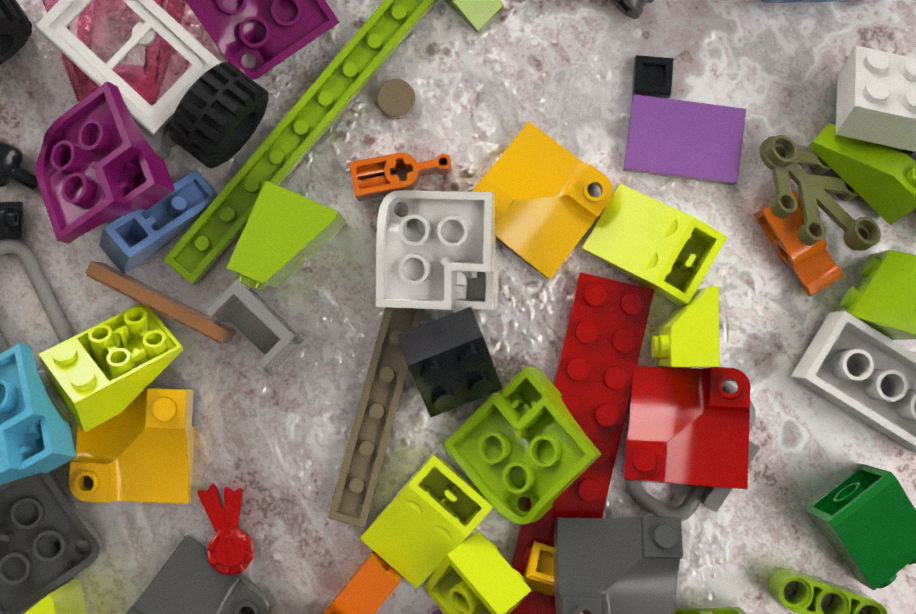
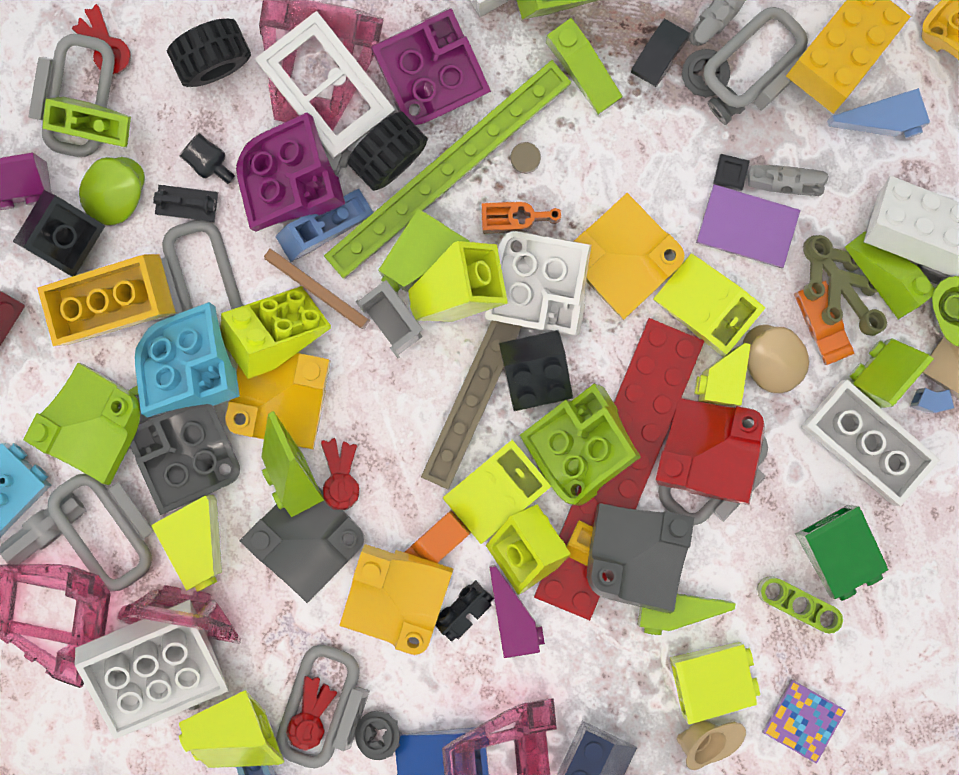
camera: 15 degrees right, 0 degrees up
(157, 539) = (287, 470): none -> lime slope
(335, 268) = (459, 284): none -> neon yellow slope
(725, 74) = (787, 179): none -> light grey hinge
(750, 296) = (776, 358): none -> tan piece

